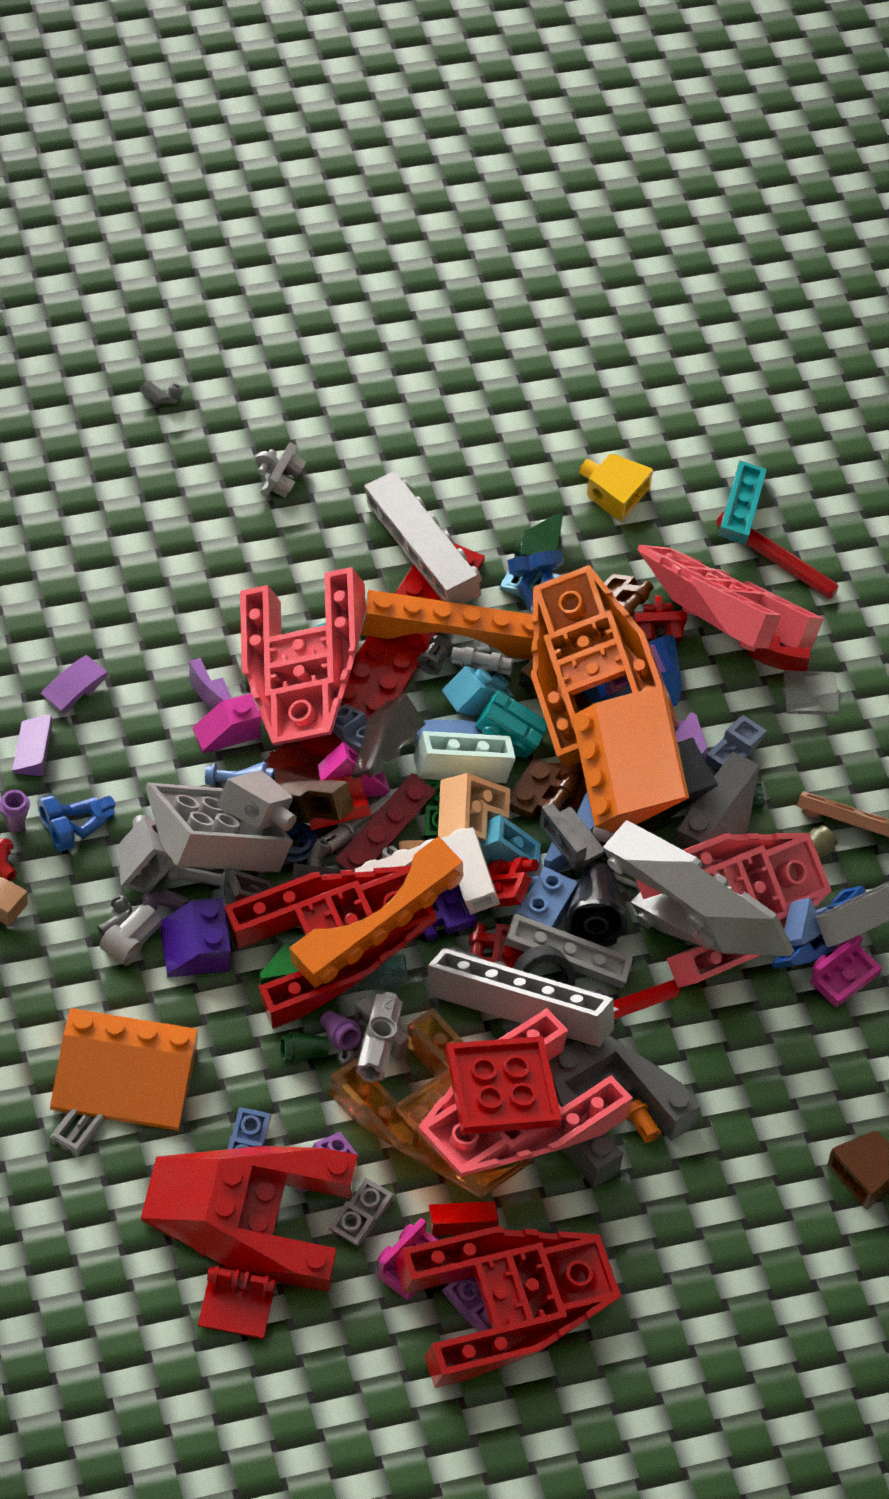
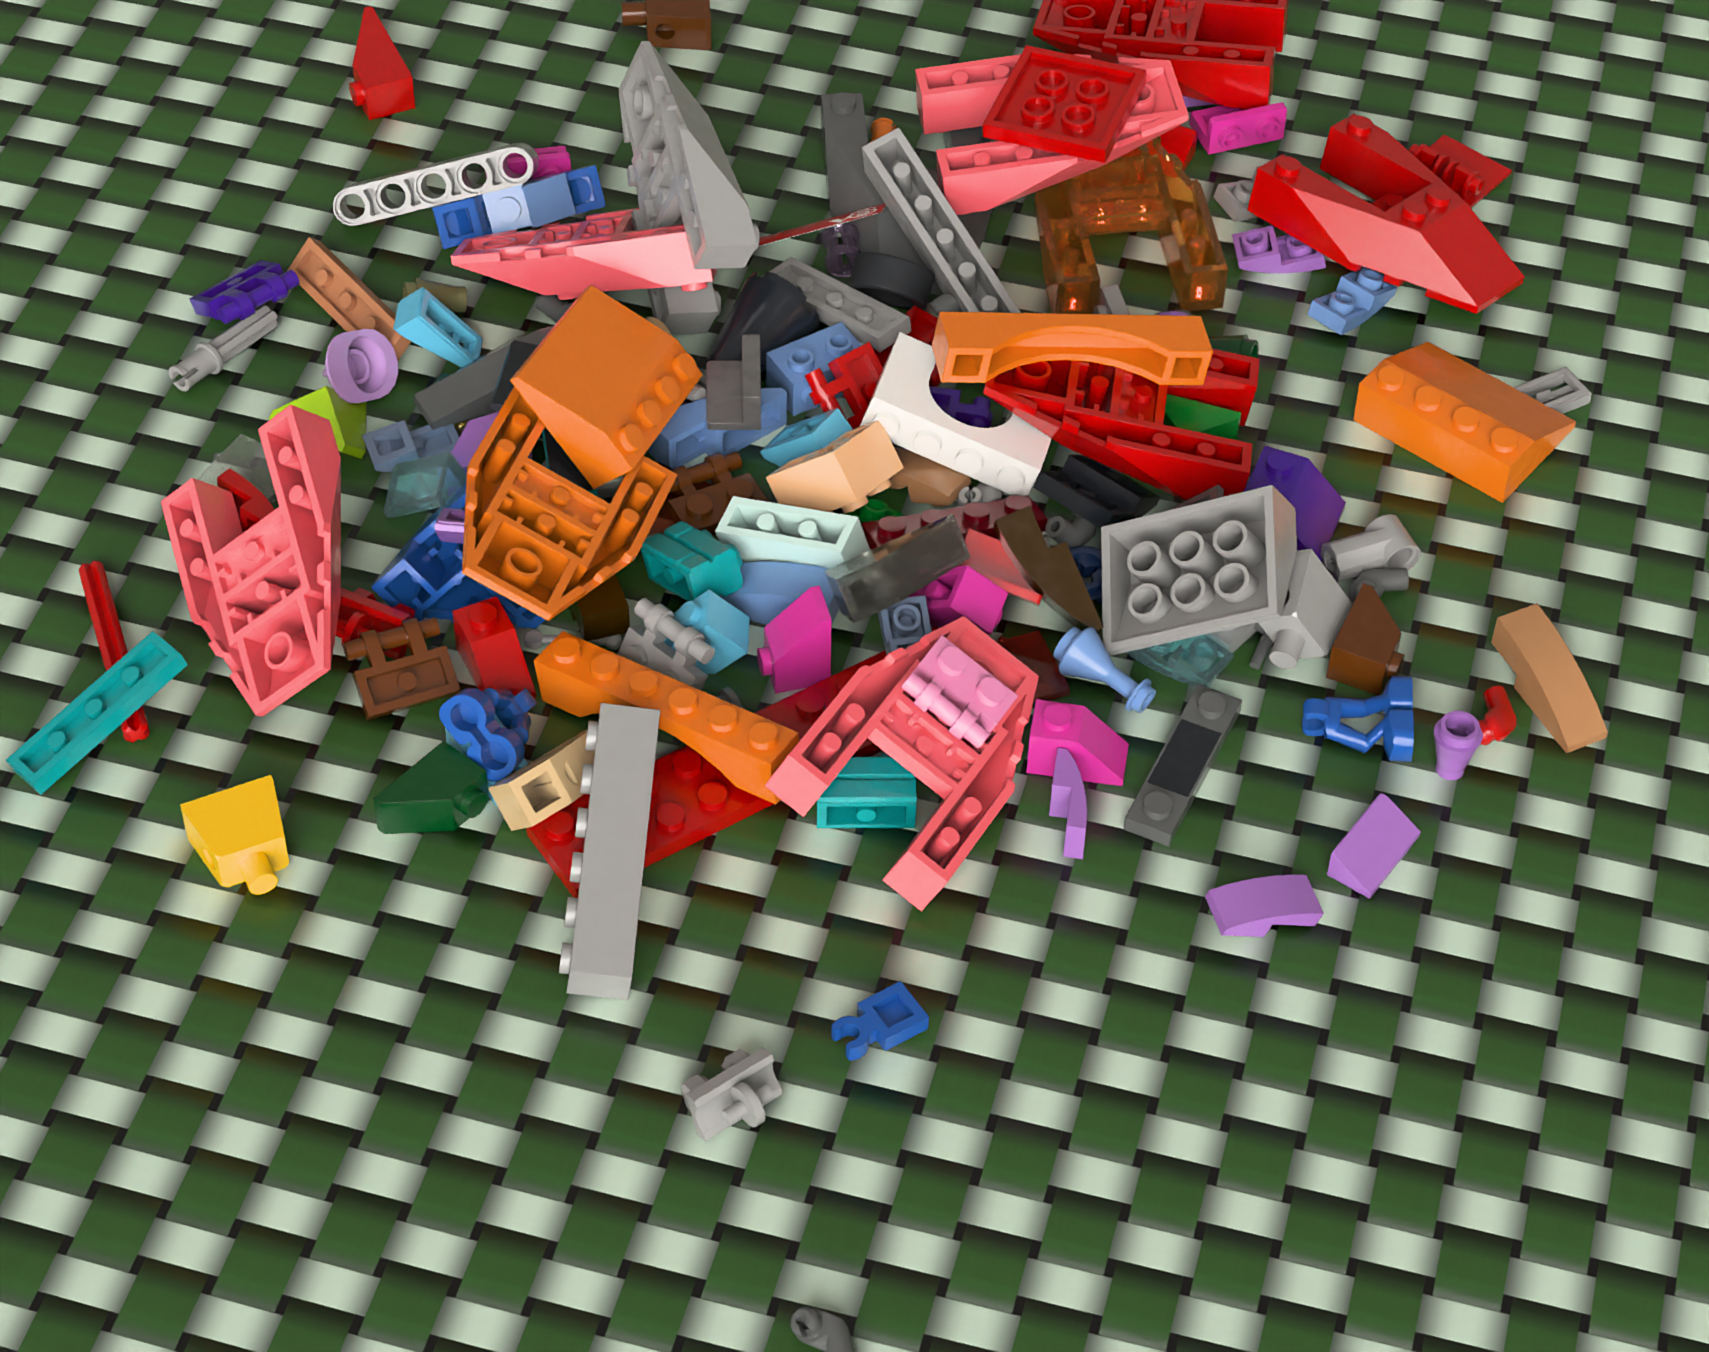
camera: 145 degrees left, 5 degrees down
(99, 863) = (1366, 645): none -> reddish brown slope
(164, 741) = (1182, 765): none -> dark grey plate
(232, 539) = (883, 1017): none -> blue plate
(257, 801) = (1122, 573): light grey torso -> none
(302, 686) = (959, 692): none -> bright pink plate
(379, 1037) = (1149, 267): light grey piece -> none
(423, 698) = (798, 644): none -> dark pink slope
(490, 557) = (543, 784): none -> tan slope
(692, 701) = (423, 484): none -> clear light blue slope
(793, 732) = (346, 419): none -> lime slope
(798, 800) = (436, 328): none -> medium azure slope
(806, 762) = (361, 365): none -> lavender piece

